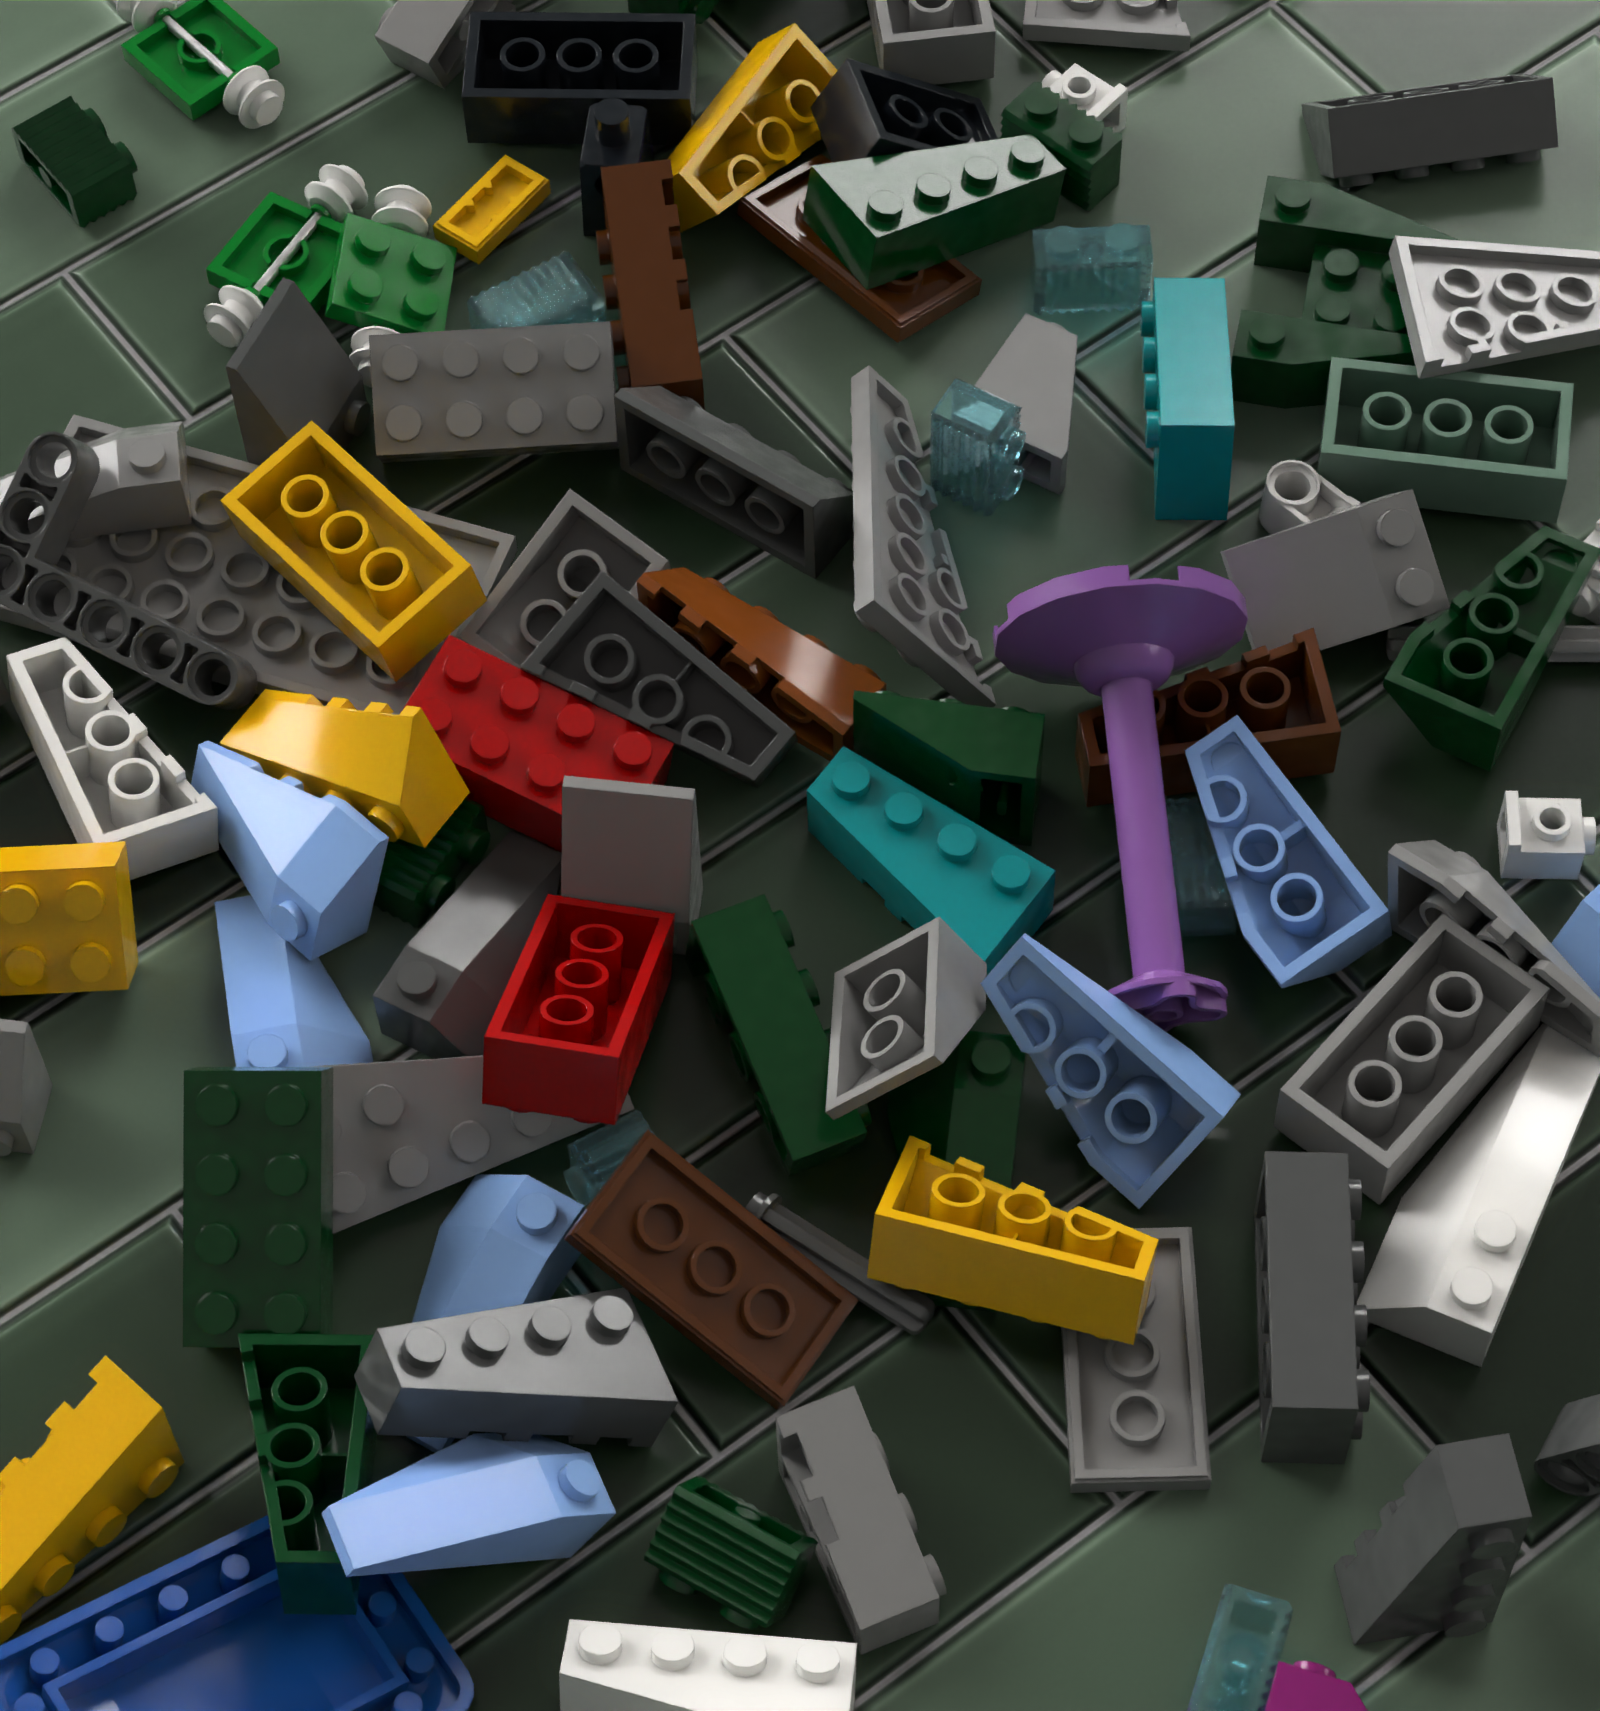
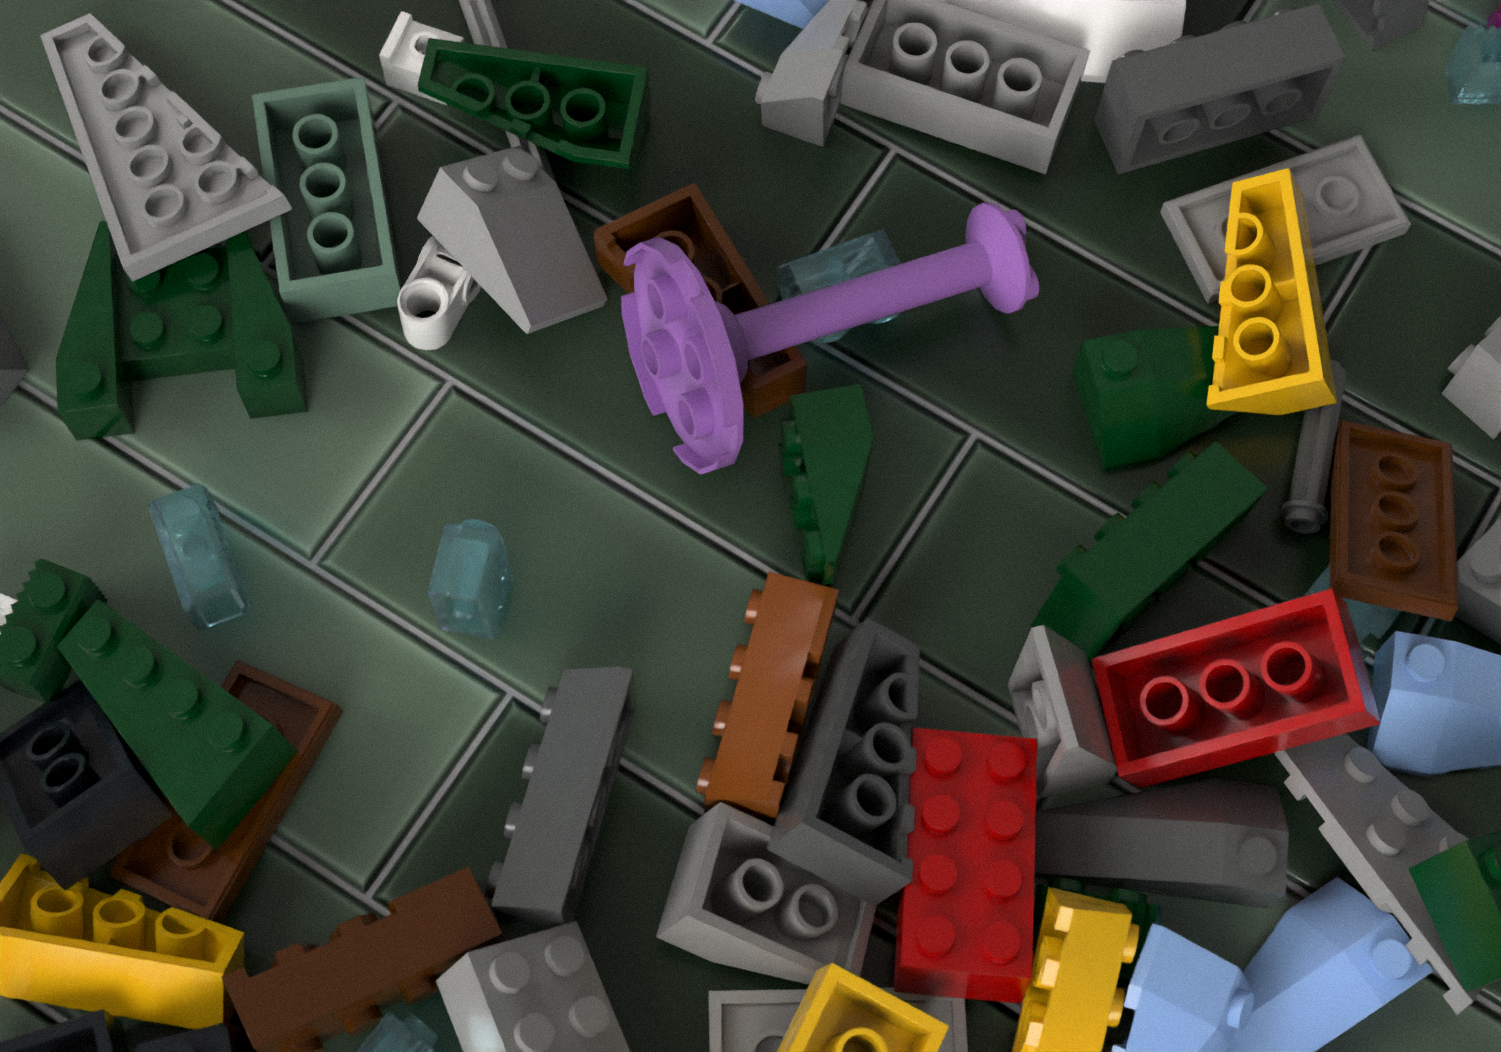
camera: 115 degrees left, 10 degrees up
(900, 1013) = (1137, 424): light grey slope -> none
(901, 564) = (590, 617): light grey wing -> none
(928, 857) = (936, 471): teal wedge -> none
(1038, 374) = (374, 564): light grey slope -> none
(1117, 1076) = (1086, 263): light blue wedge -> none
(1189, 397) = (331, 421): teal wedge -> none
(1286, 875) = (840, 197): light blue wedge -> none
(1543, 837) = (708, 45): white brick -> none

